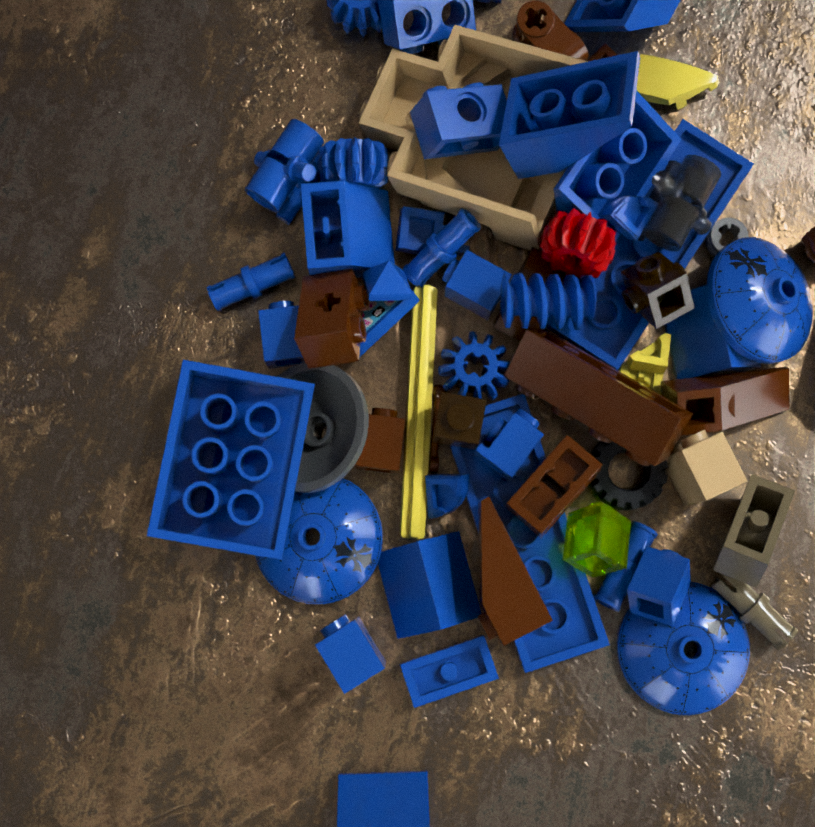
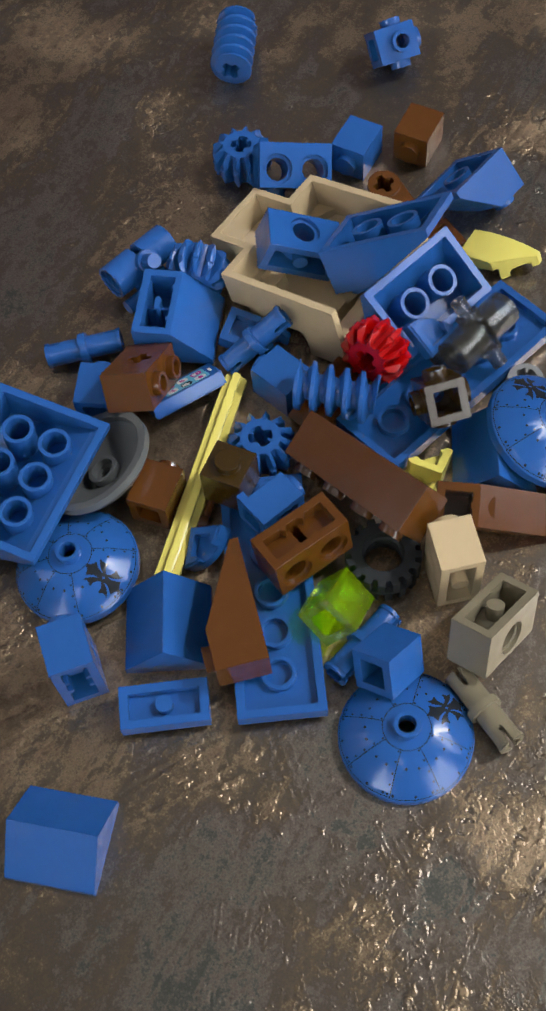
camera: 20 degrees right, 20 degrees down
(386, 283) = (199, 357): blue slope -> none

